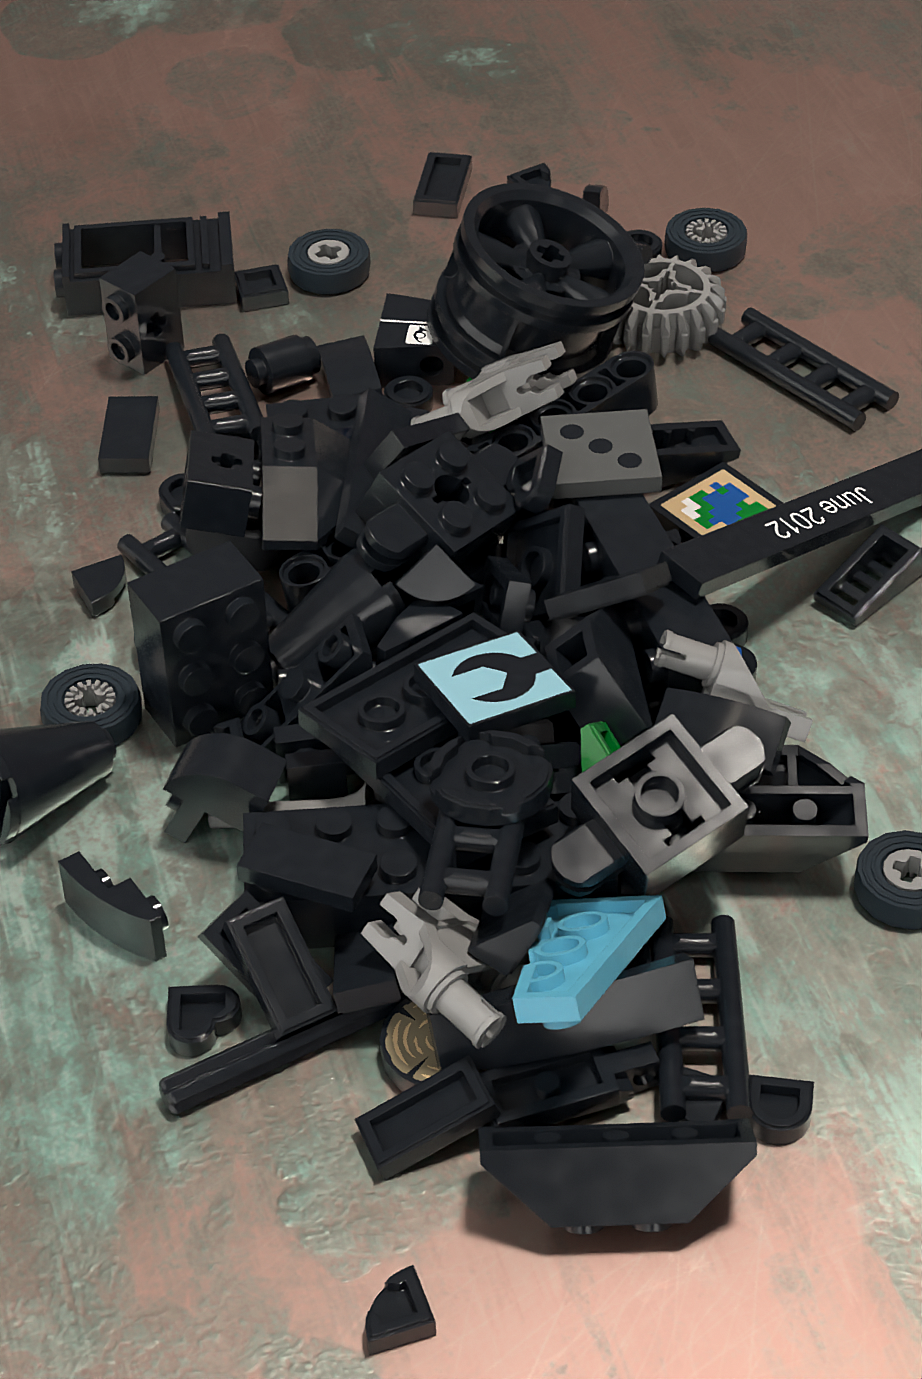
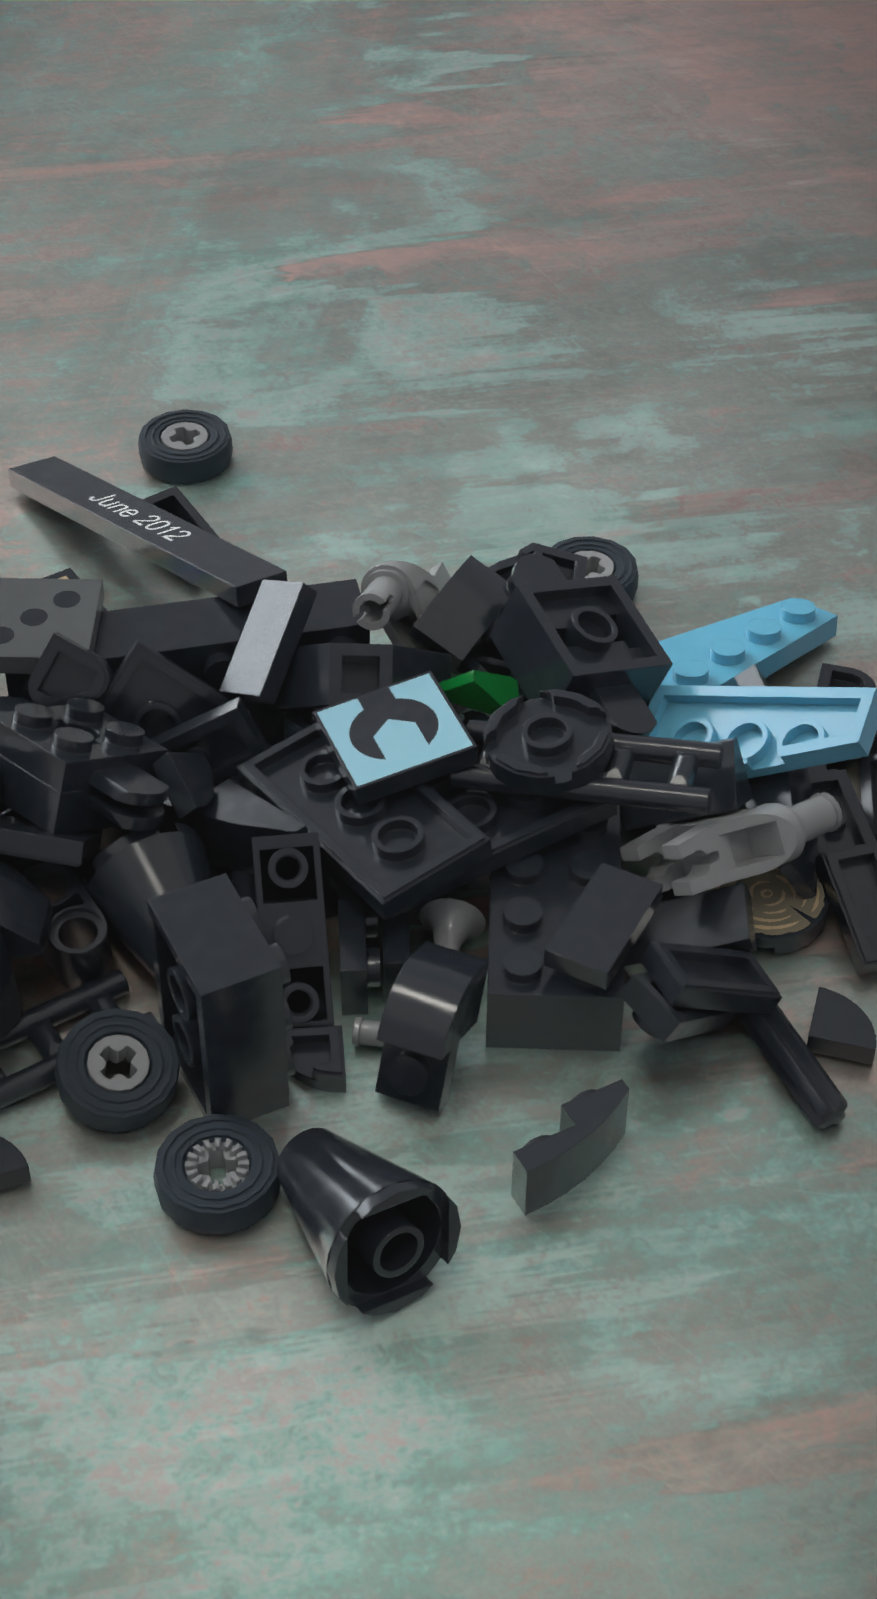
camera: 85 degrees left, 0 degrees up
(199, 1016) = (718, 1089): black tile -> none
(278, 1103) = (841, 1029): none -> black tile
(786, 985) = (761, 637): none -> medium azure wing

